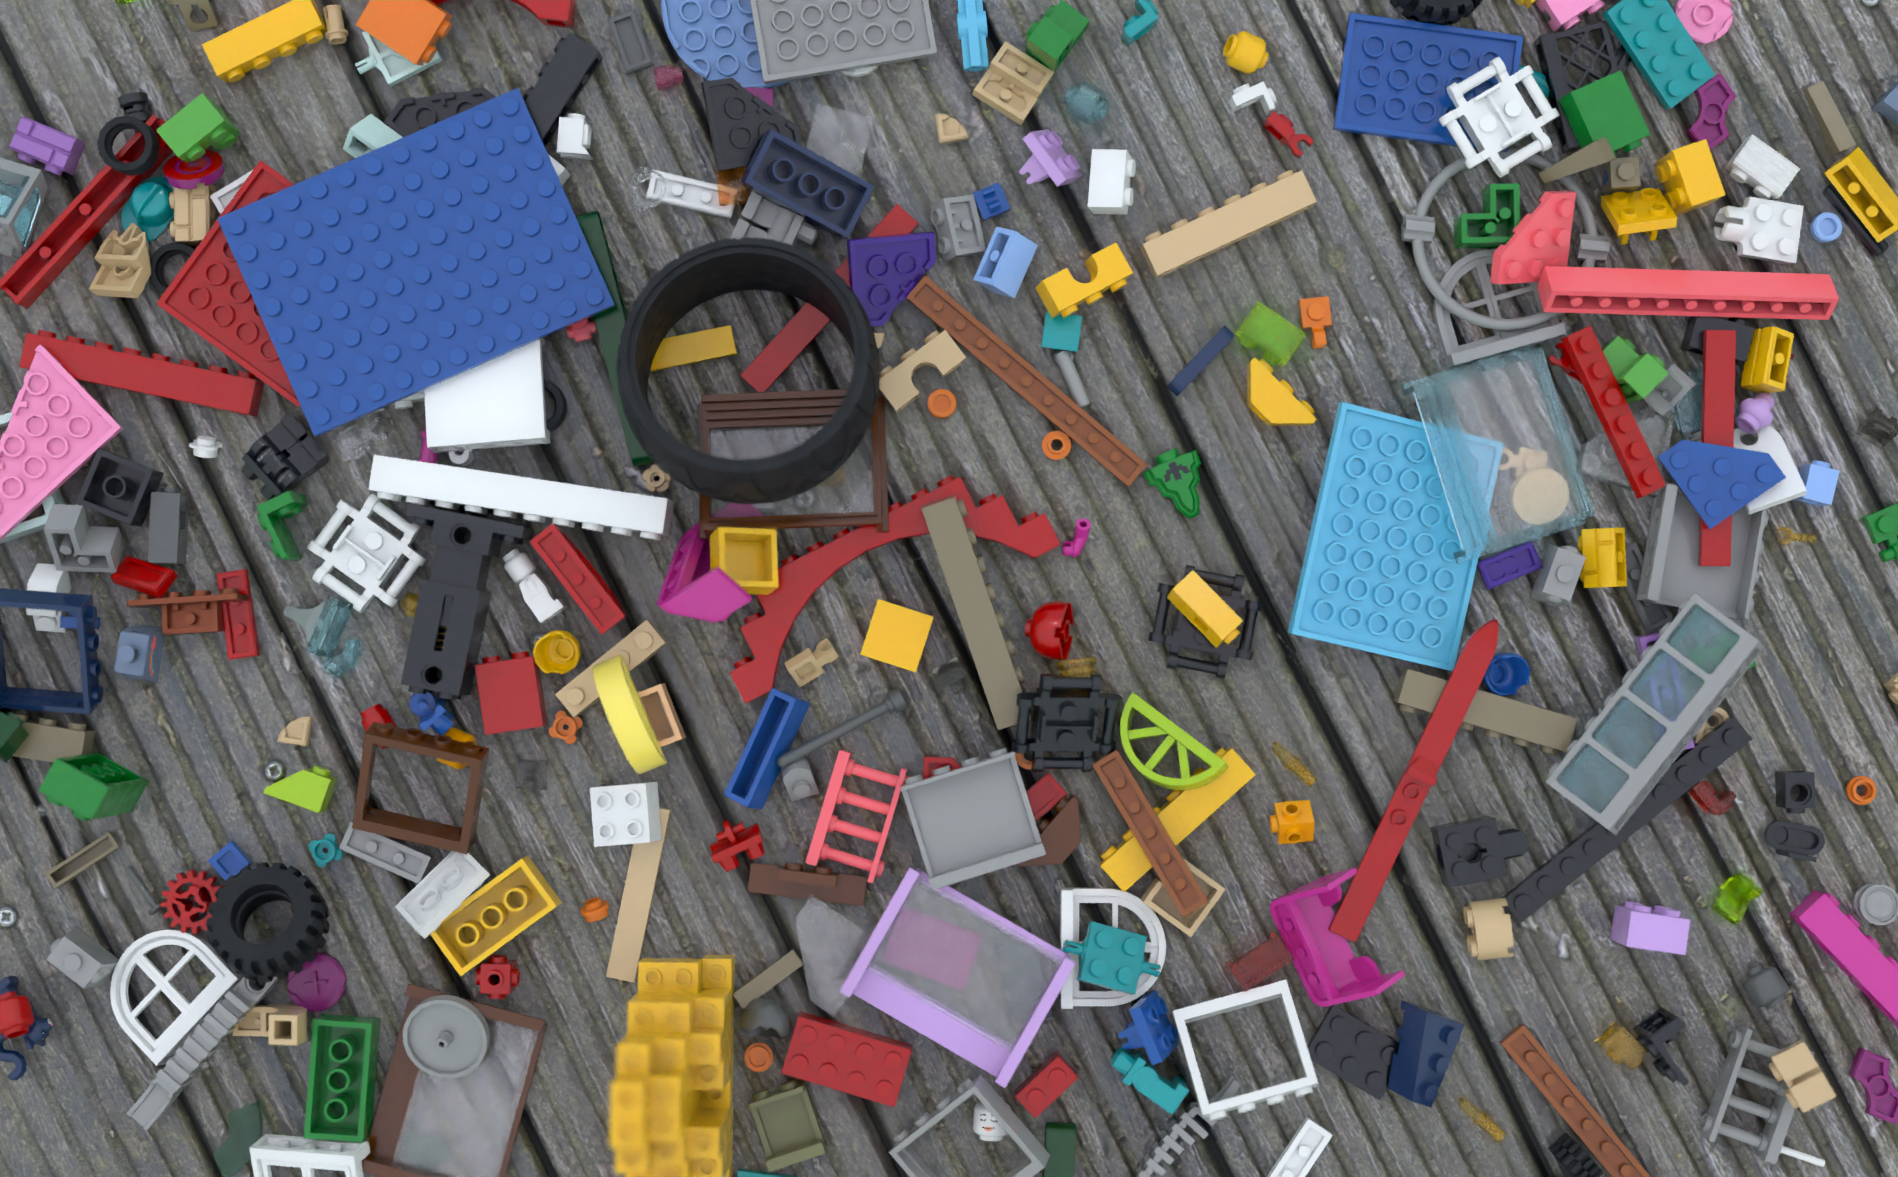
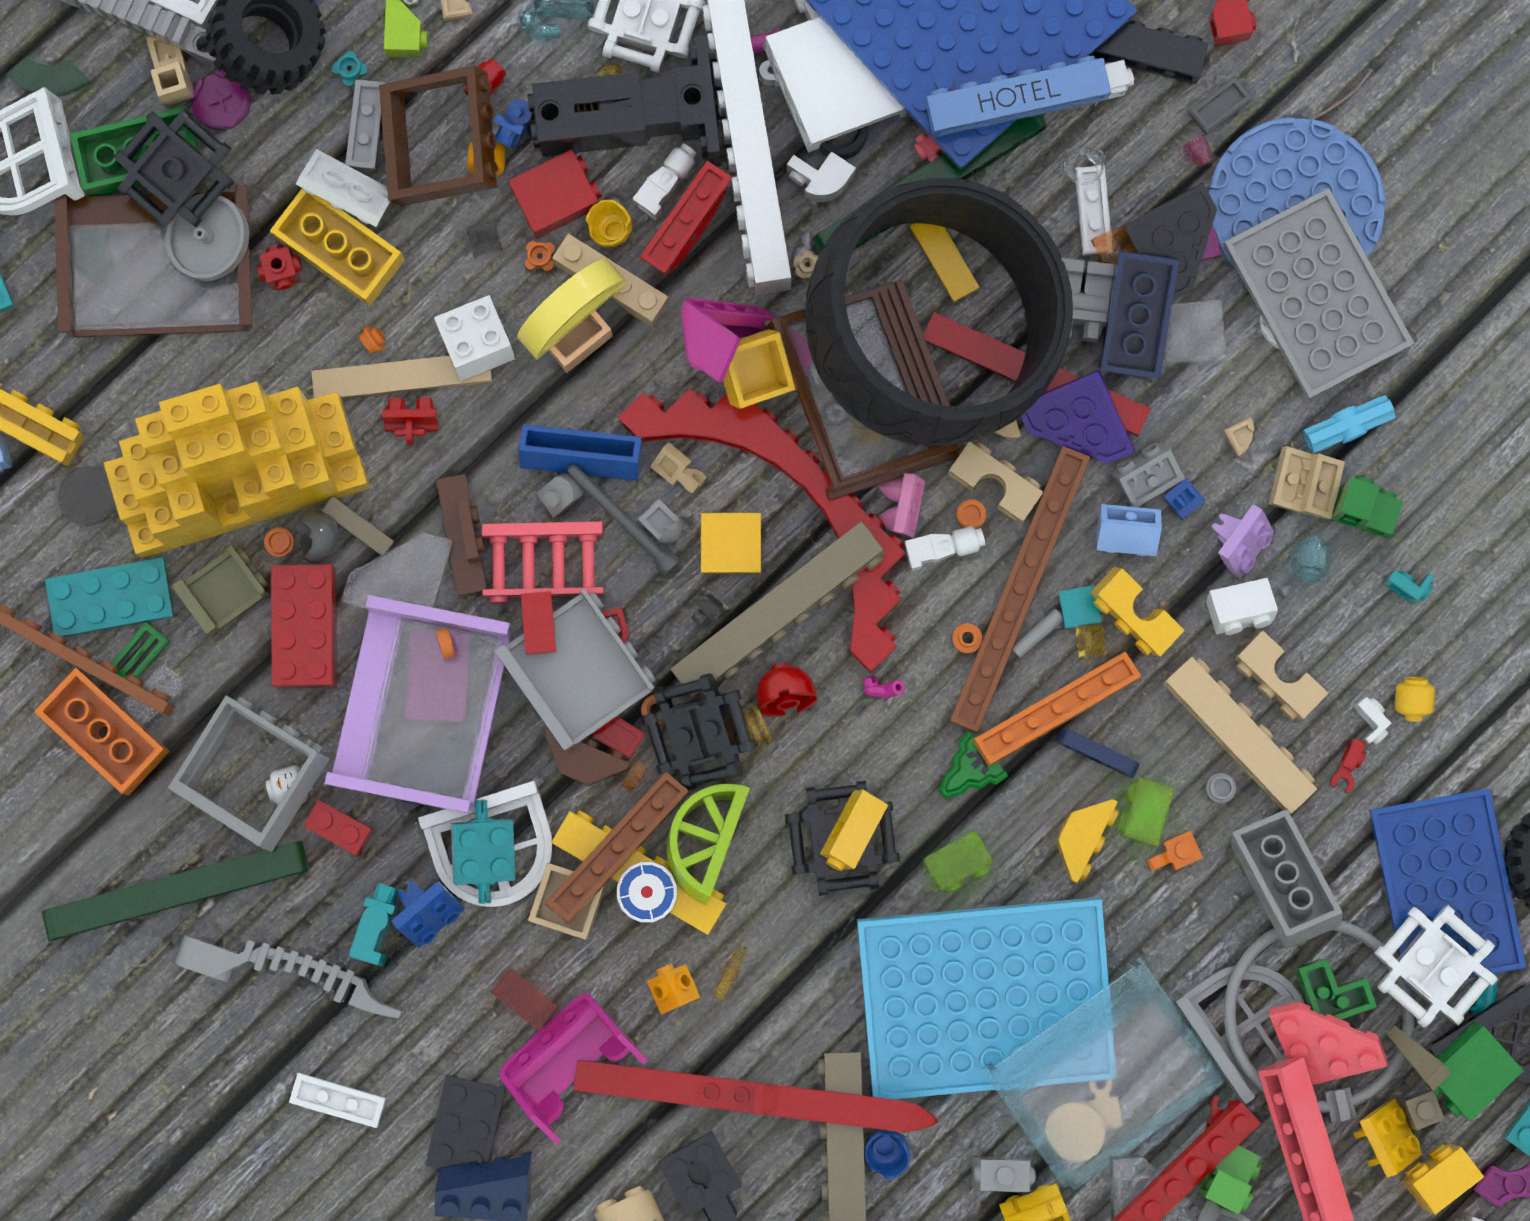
camera: 70 degrees right, 5 degrees down
(371, 1050) = (173, 169): none -> black brick
(565, 227) = (1017, 97): none -> medium blue brick
(584, 436) = (823, 183): none -> white brick
(686, 898) = (410, 421): none -> red hips
(734, 840) = (482, 450): red hips -> none
(857, 693) = (662, 523): none -> light grey plate
(904, 455) = (908, 494): none -> bright pink tile
(907, 933) = (445, 643): none -> orange tile
(917, 840) = (538, 622): none -> red tile
(964, 442) = (942, 546): none -> white piece
(1085, 794) = (634, 777): none -> clear orange tile
(1095, 332) = (1090, 641): none -> clear yellow slope
(1150, 384) = (1056, 709): none -> orange plate
(1164, 182) = (1259, 661): none -> tan arch
(1199, 818) = (646, 892): none -> tile
(1232, 1002) = (476, 987): white window -> none
(1260, 521) = (958, 861): none -> clear neon green bracket
(1269, 258) = (1220, 788): none -> light grey plate
(1376, 226) = (1286, 879): none -> light grey brick
(1509, 565) = (997, 1123): dark purple plate -> none

